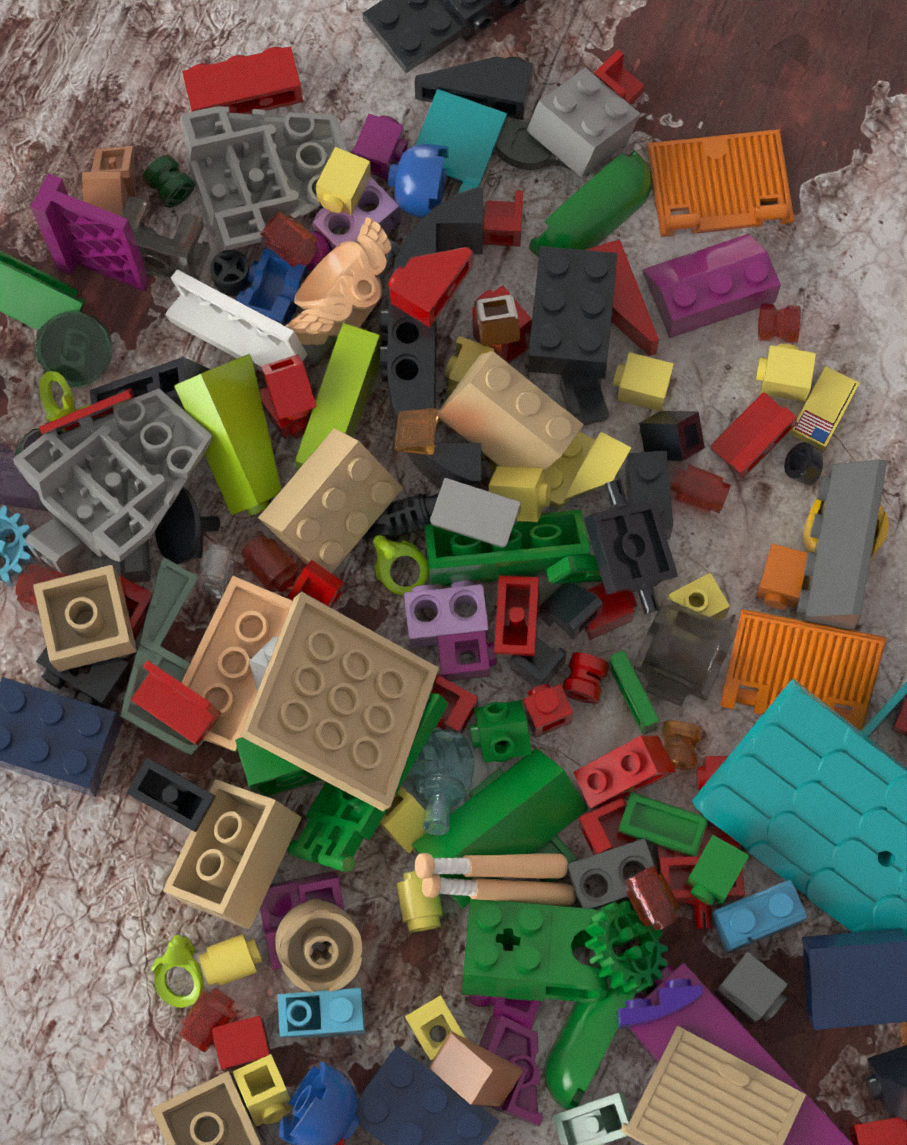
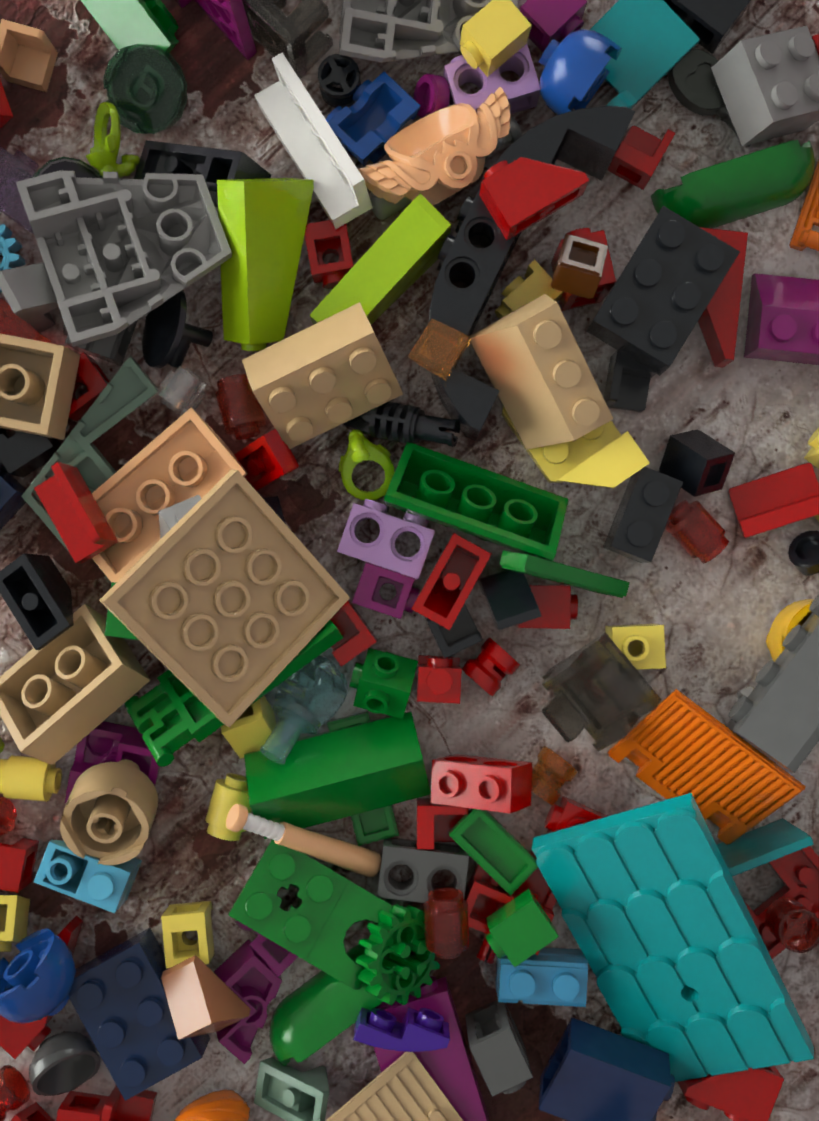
camera: 20 degrees right, 15 degrees up
(98, 409) = (138, 167): red piece -> none
(289, 387) = (333, 236): red brick -> none
(290, 239) = (410, 74): clear red brick -> none
(475, 513) = (457, 463): light grey panel -> none
(510, 865) = (321, 824): light nougat piece -> none
(525, 486) = (514, 455): light yellow brick -> none
(631, 547) = (597, 571): black plate -> none
(633, 692) = (529, 703): green tile -> none
(643, 381) = (696, 393): light yellow brick -> none
(782, 577) = (732, 658): orange brick -> none

